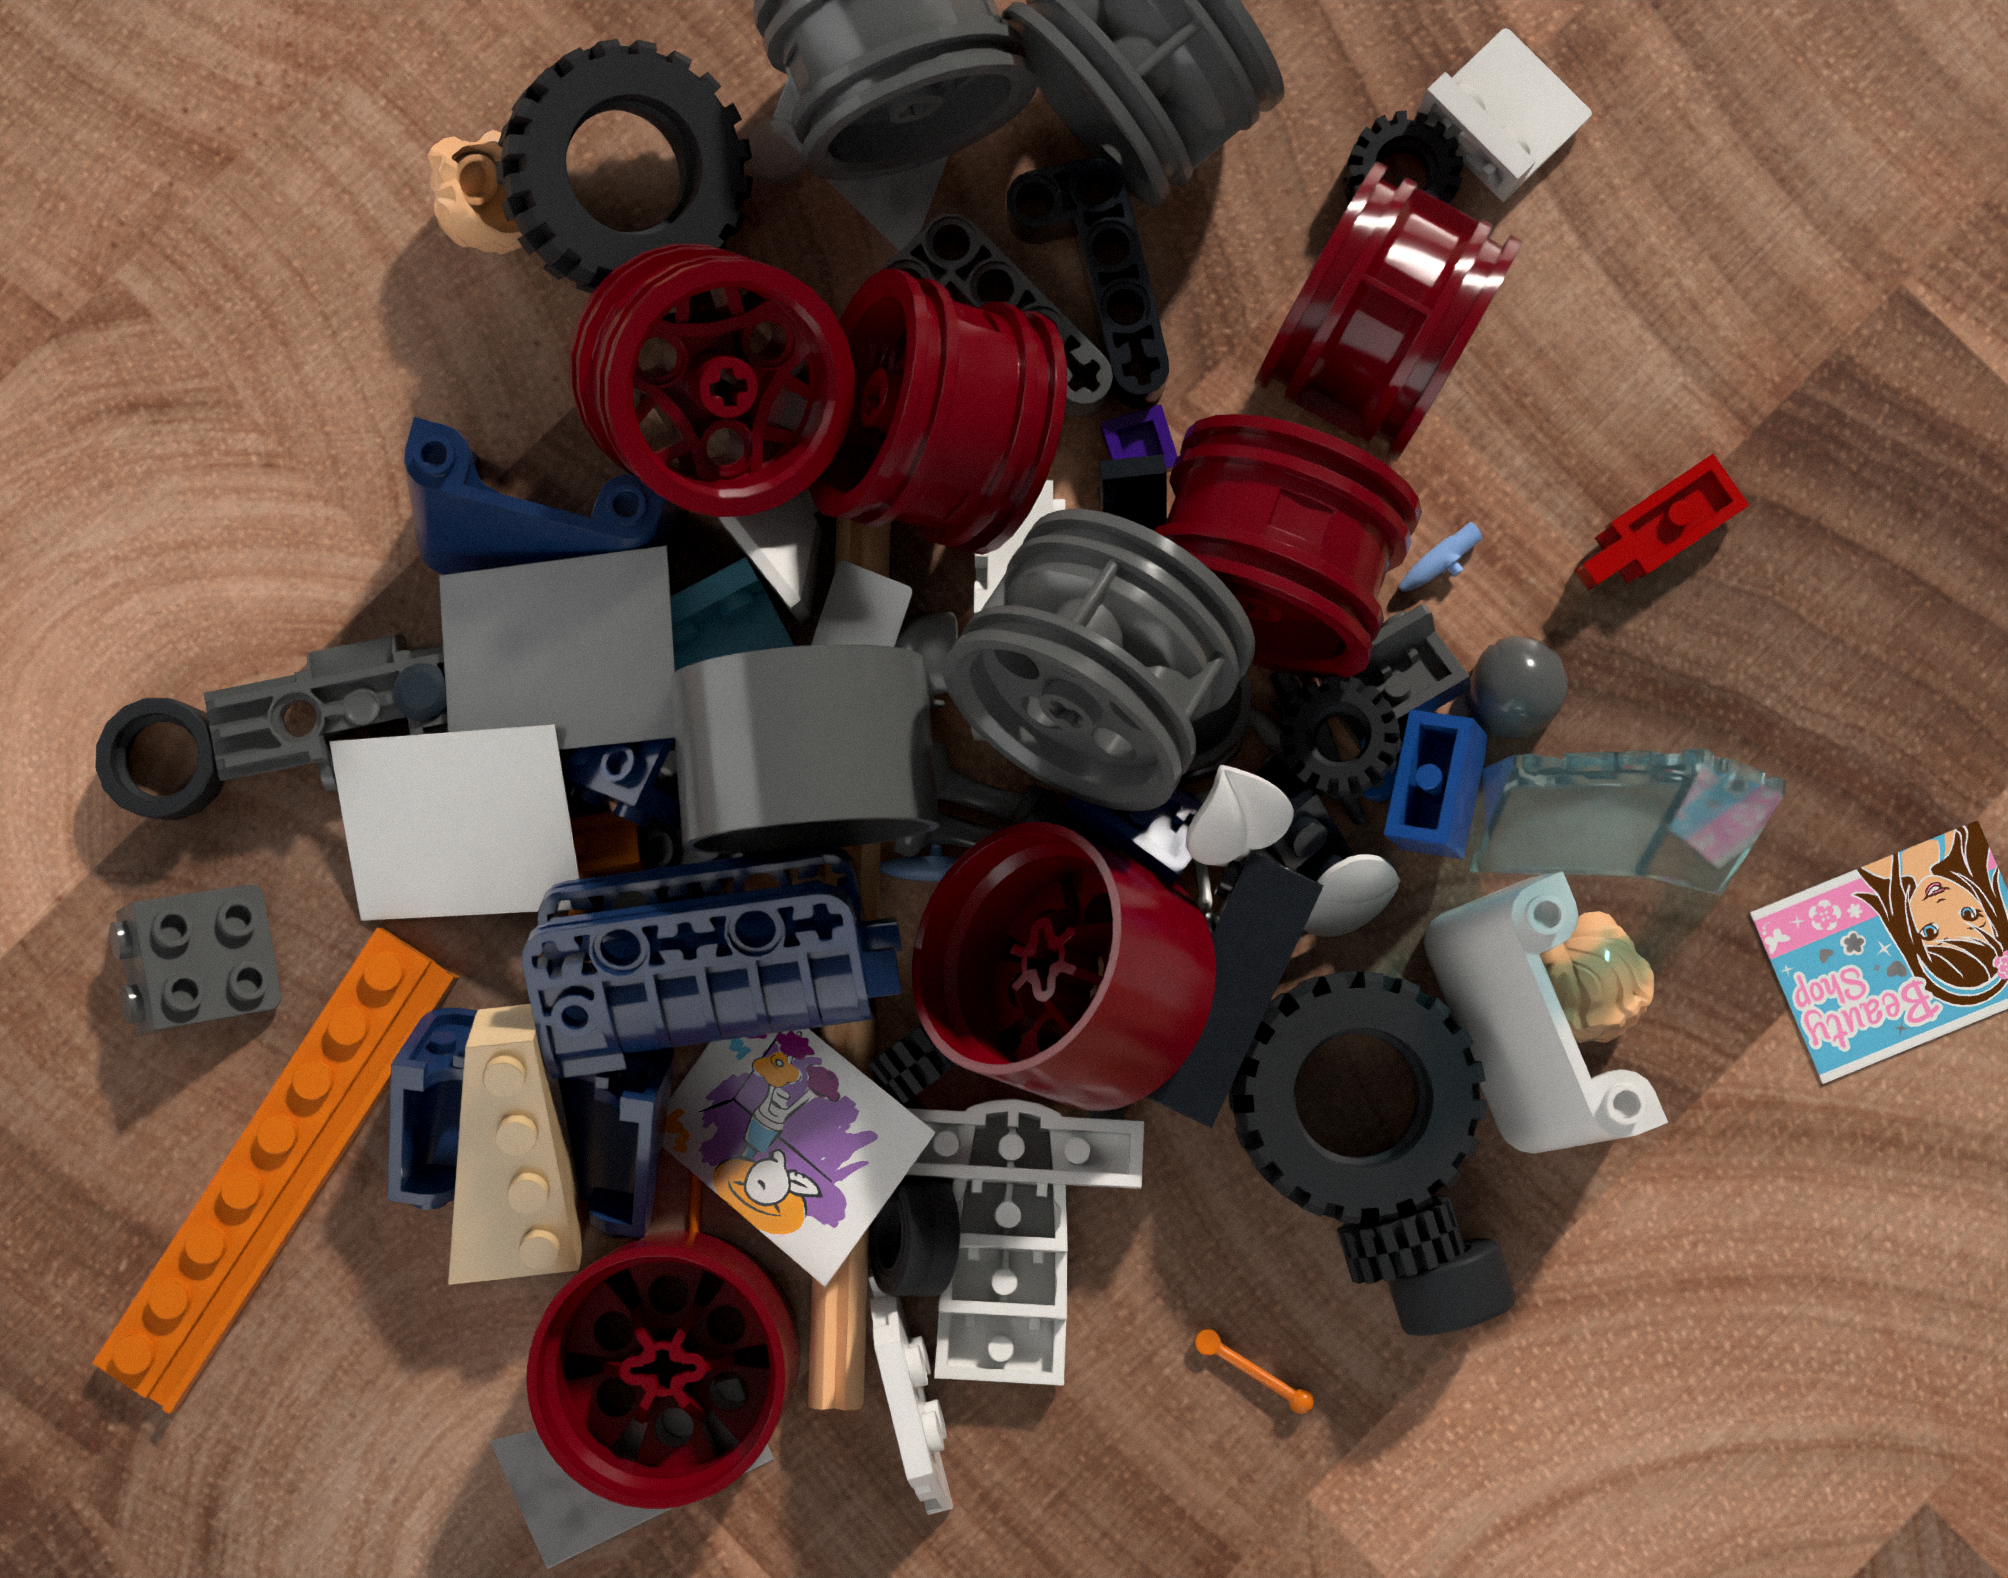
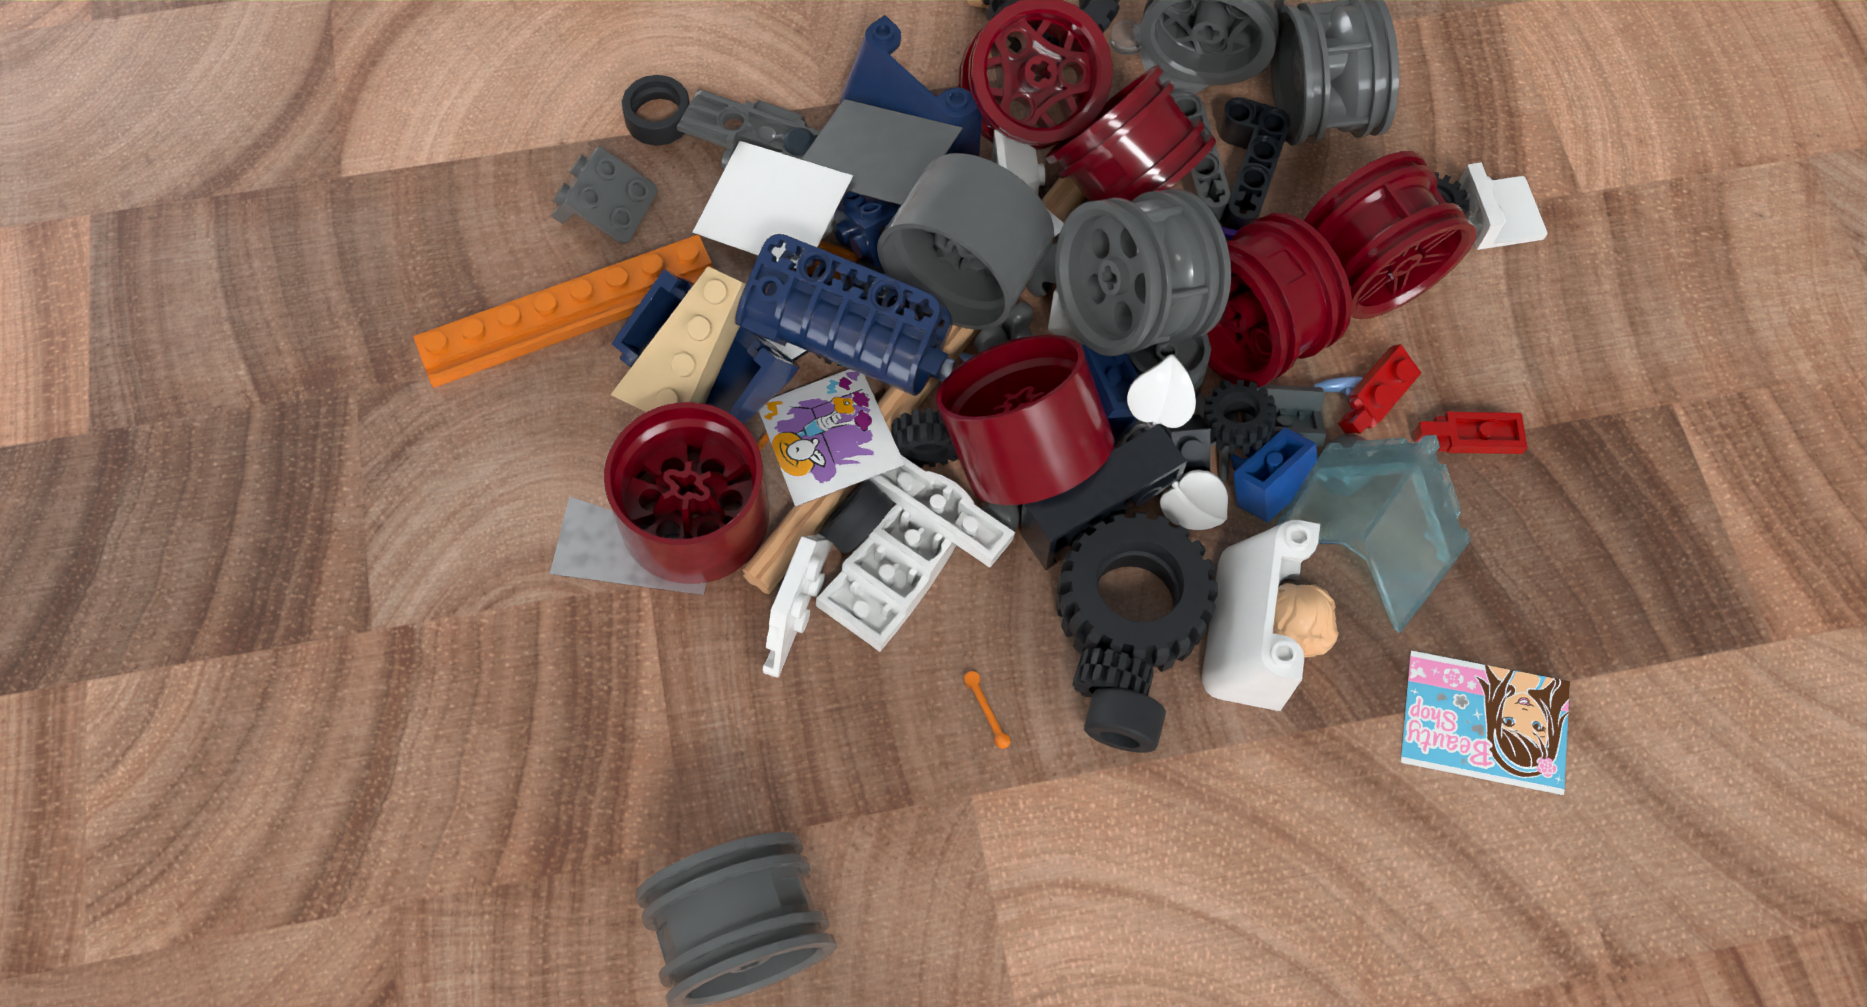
camera: 25 degrees right, 20 degrees down
(1497, 545) = (1379, 390): none -> red hinge

